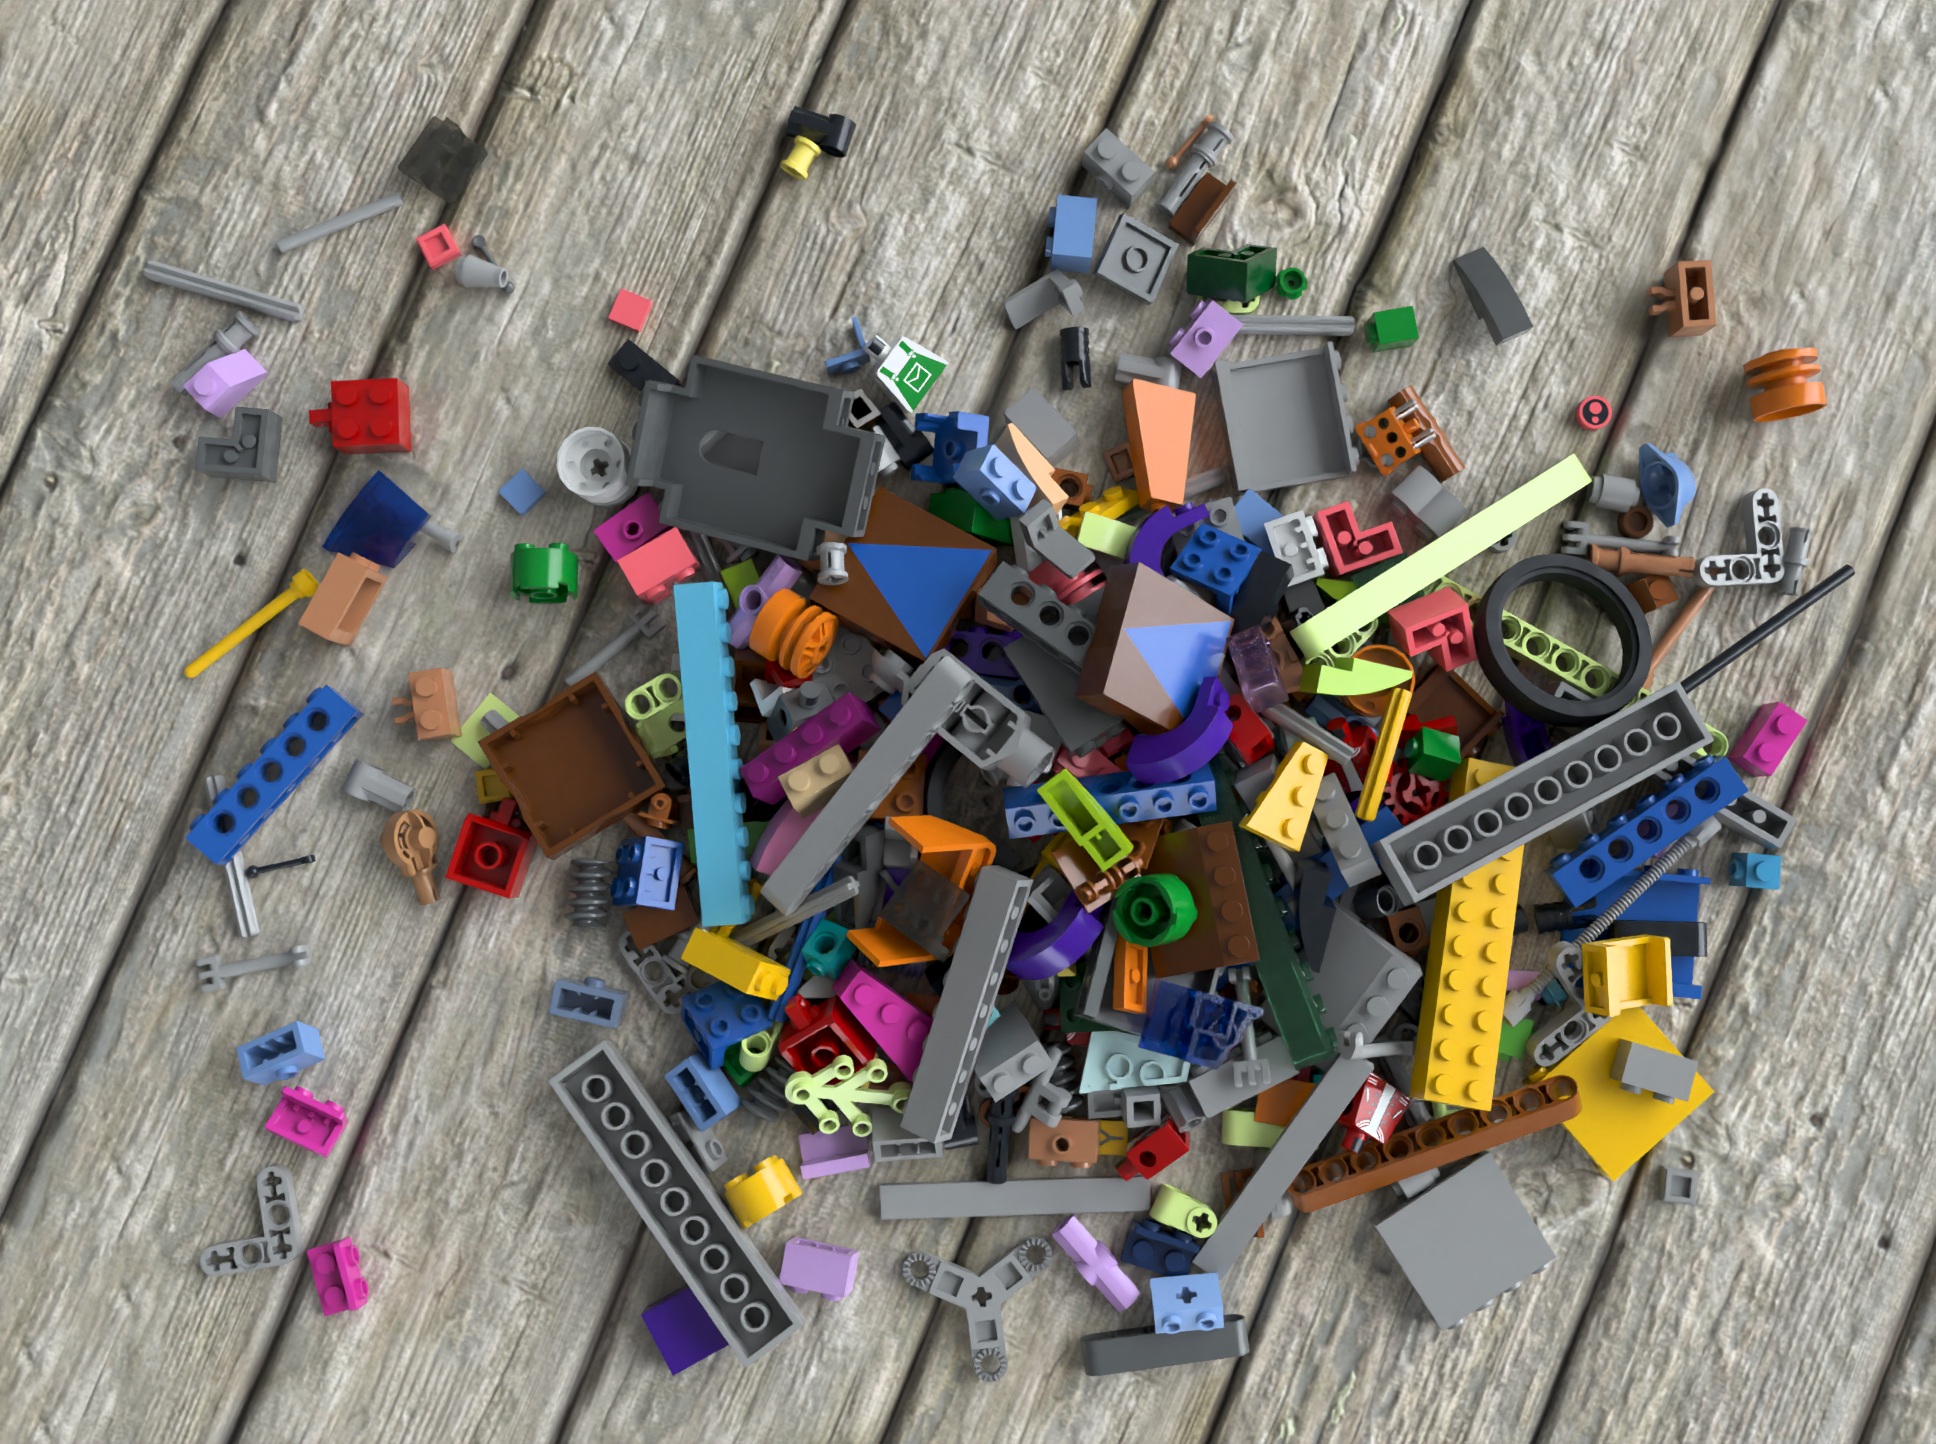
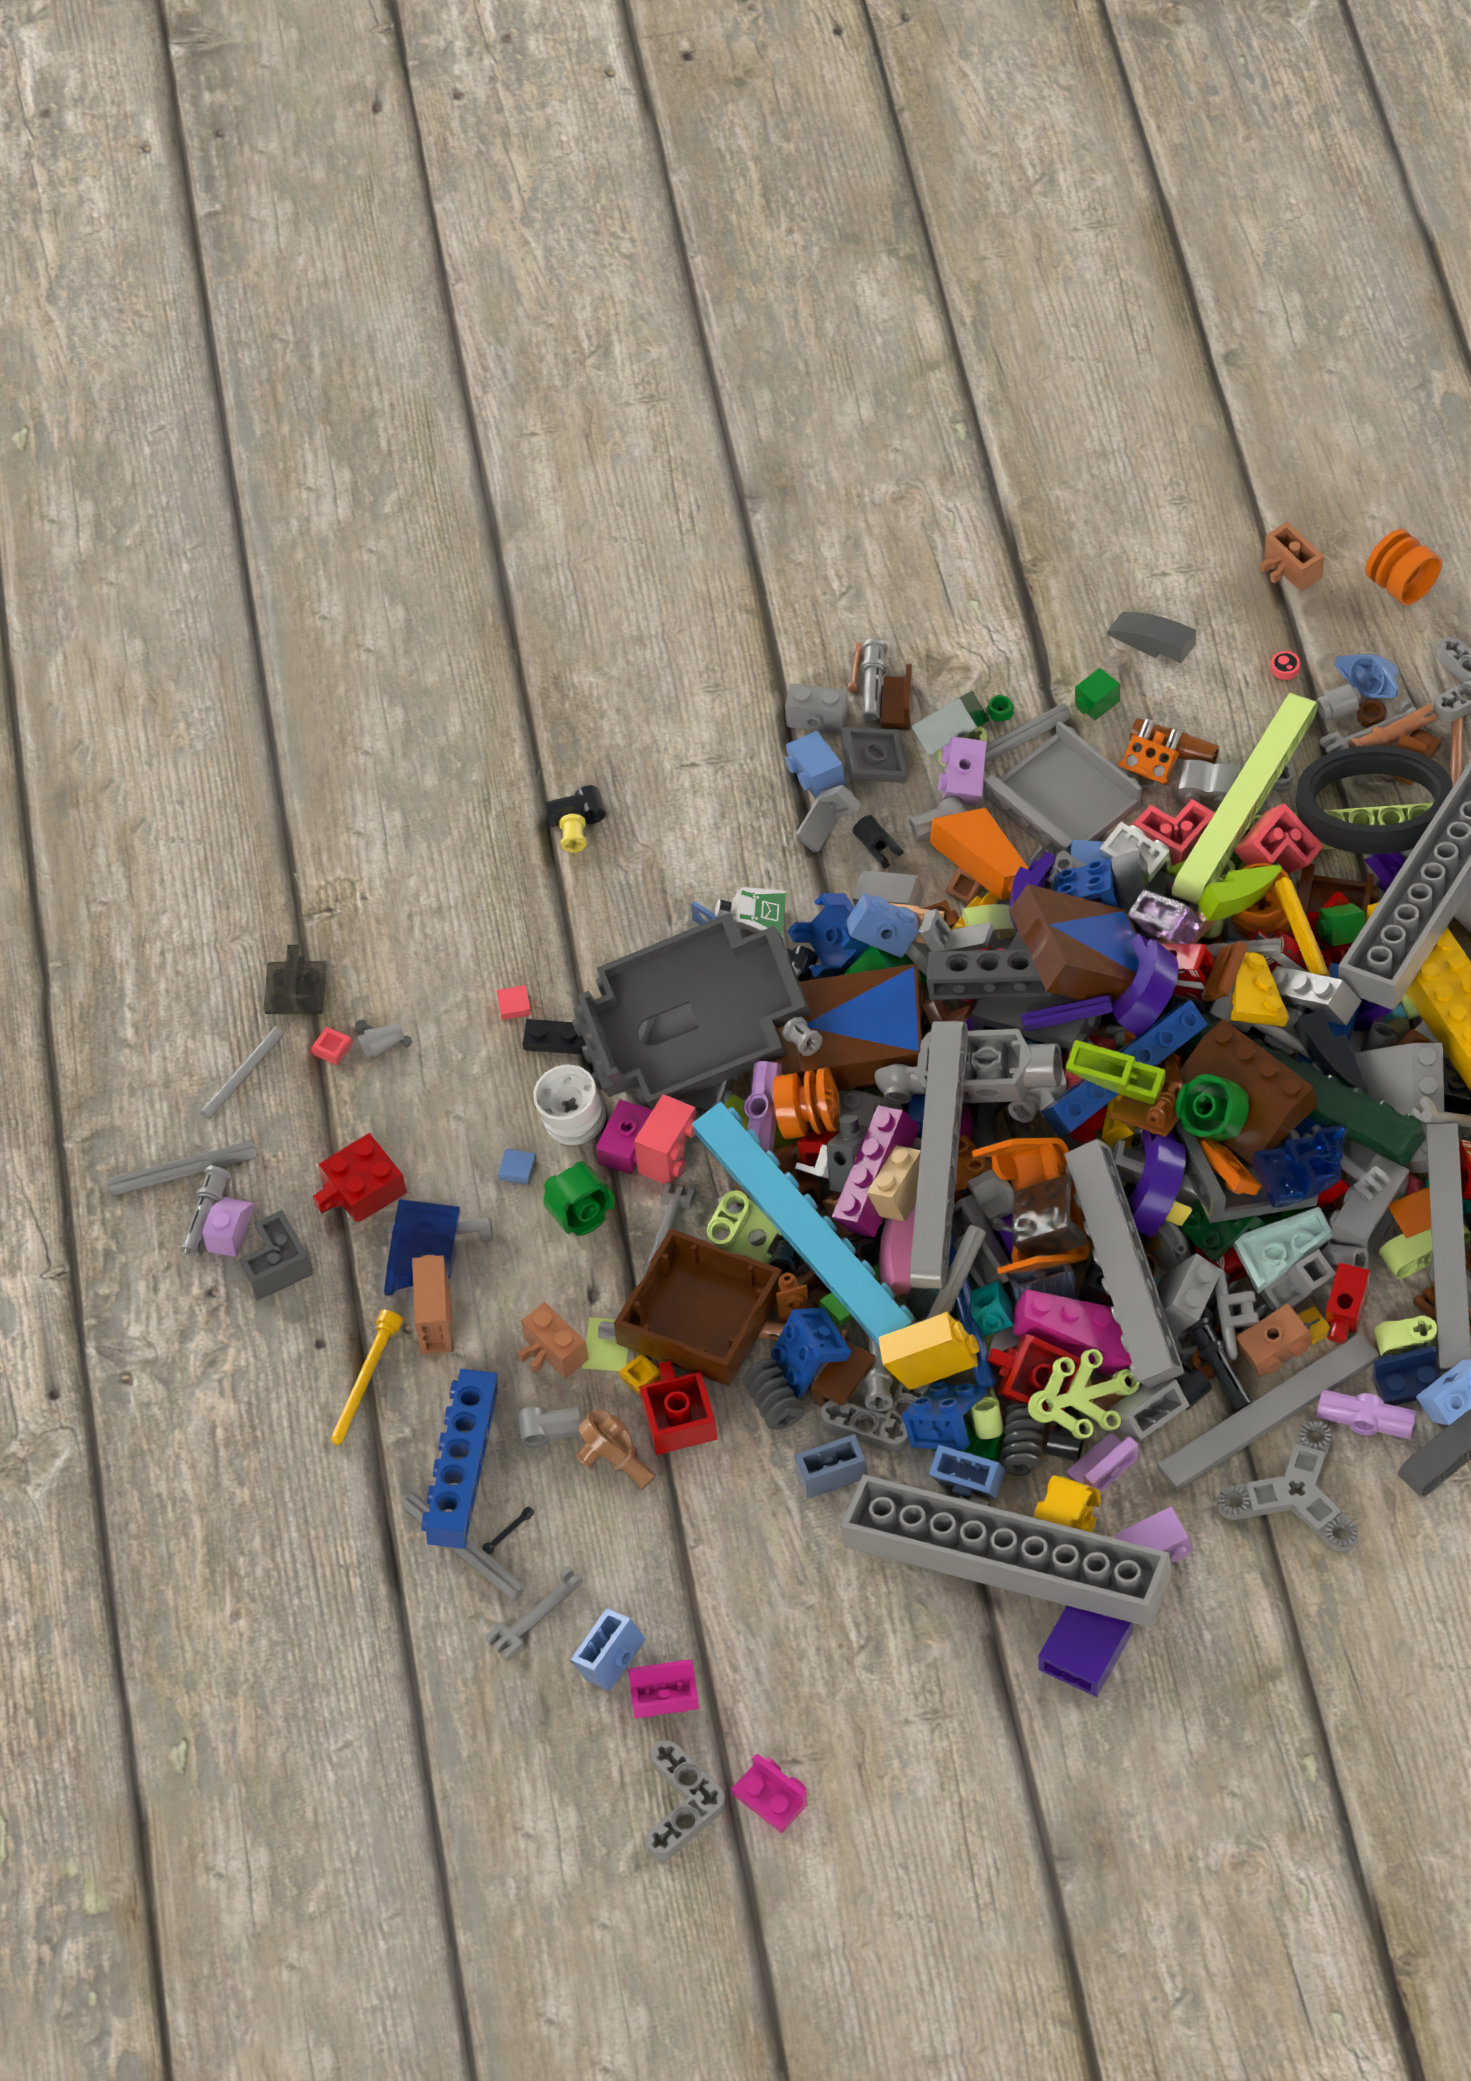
camera: 25 degrees left, 30 degrees down
(1087, 717) = (1066, 1013): none -> dark purple axle
(1274, 760) = (1224, 971): none -> dark orange tile

